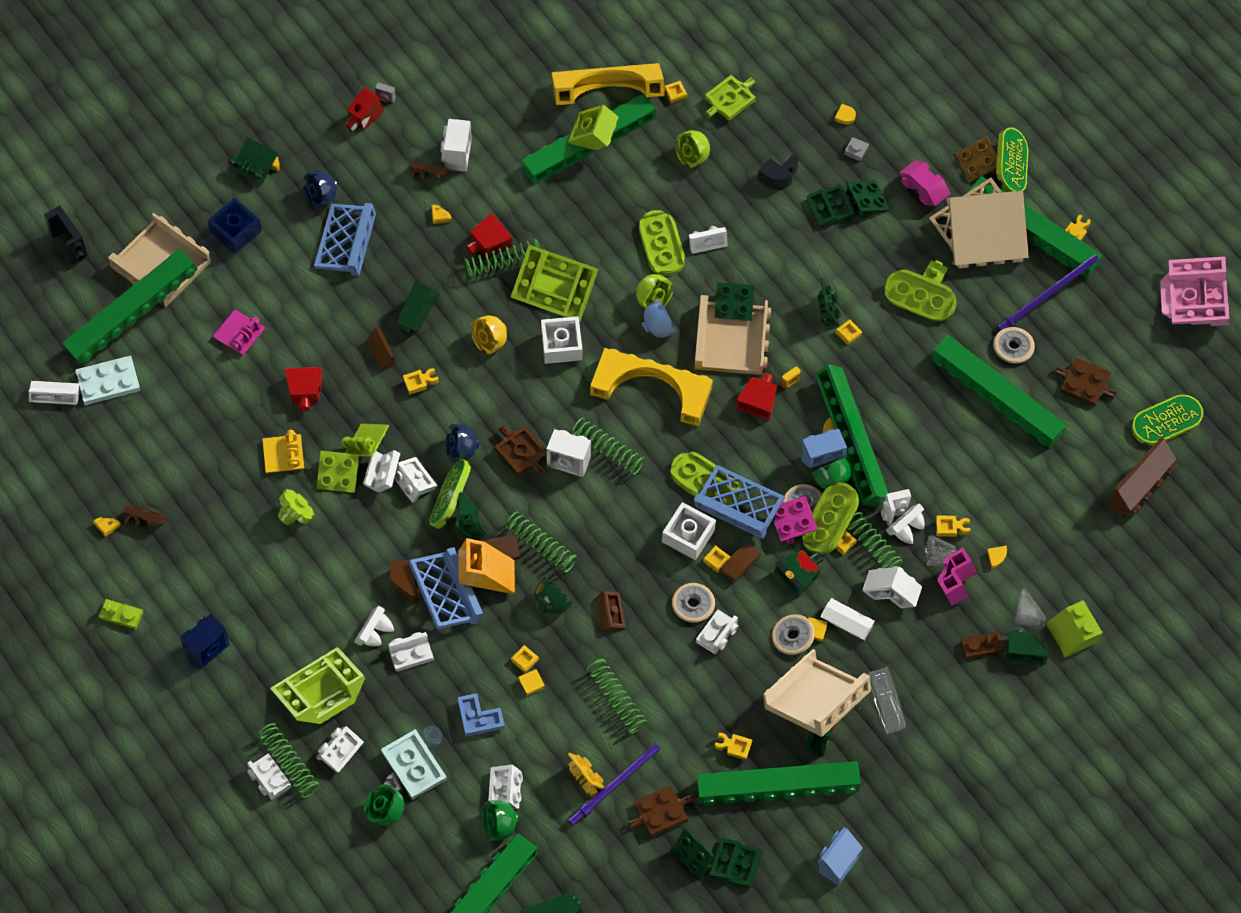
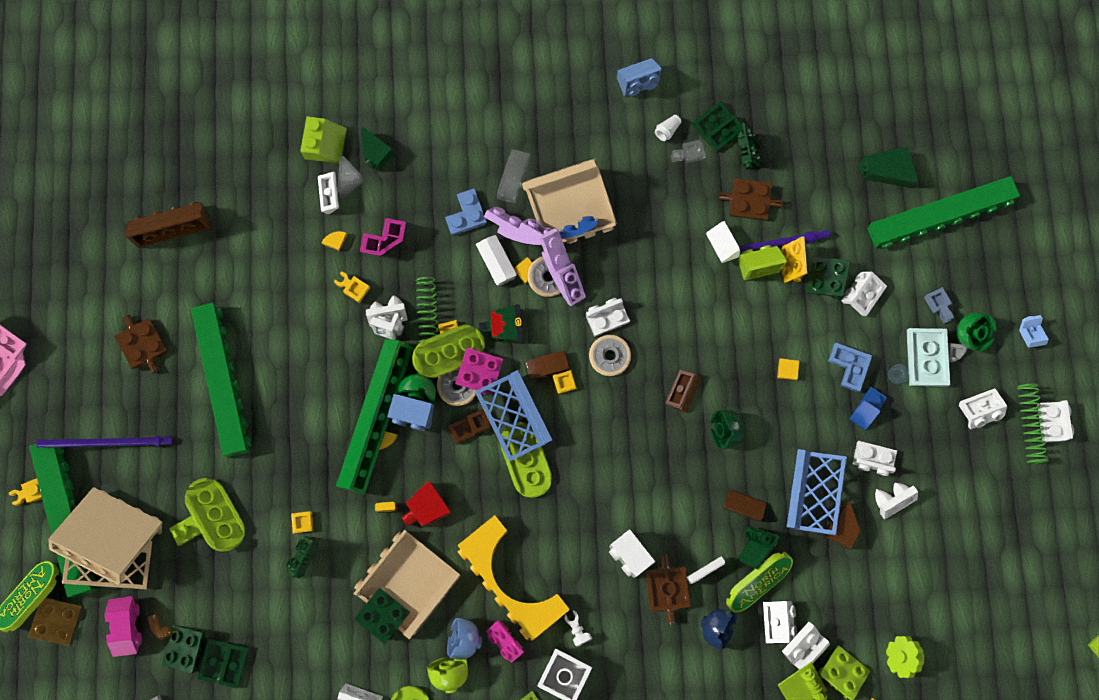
camera: 145 degrees left, 15 degrees up
(205, 641) = (1055, 573): clear blue brick -> none
(320, 688) = (974, 471): lime slope -> none
(330, 842) = (1033, 332): none -> light blue bracket
(431, 820) = (940, 302): none -> sand blue plate
(441, 692) = (868, 408): none -> blue slope
(485, 567) = (771, 487): light orange slope -> none
(499, 480) = (705, 570): none -> white tile
(499, 820) = (886, 264): green cylinder -> none
(524, 659) = (781, 393): yellow tile -> none
(545, 782) = (828, 277): none -> dark green hinge
(564, 564) = (699, 450): bright green piece -> none
(567, 376) = (581, 638): none -> white piece
(608, 699) = (727, 279): bright green piece -> none
(610, 449) = (585, 544): bright green piece -> none
(614, 753) = (761, 262): none -> lime slope
(617, 333) = (499, 635): none -> dark pink hinge
(659, 753) = (723, 242): none -> white slope
(688, 531) = (574, 415): white brick -> none
(737, 746) = (656, 213): yellow plate -> none
(744, 821) = (692, 151): none -> clear plate
(771, 475) = (469, 427): none -> reddish brown slope
(778, 783) = (645, 163): green brick -> none
(780, 830) = (667, 128): none -> white cone
(784, 640) = (560, 268): none -> lavender slope
(795, 673) = (584, 225): none -> blue slope
(842, 652) = (513, 228): none -> lavender slope
(892, 585) = (442, 260): white brick -> none
(898, 646) = (471, 214): none -> medium blue plate
(901, 199) = (156, 629): none -> clear orange arm
(937, 551) = (379, 269): clear slope -> none
(982, 645) = (403, 176): reddish brown plate -> none
(1017, 335) = (164, 408): wheel -> none
(1034, 586) = (328, 192): none -> white slope
(1167, 419) = (103, 268): tile -> none

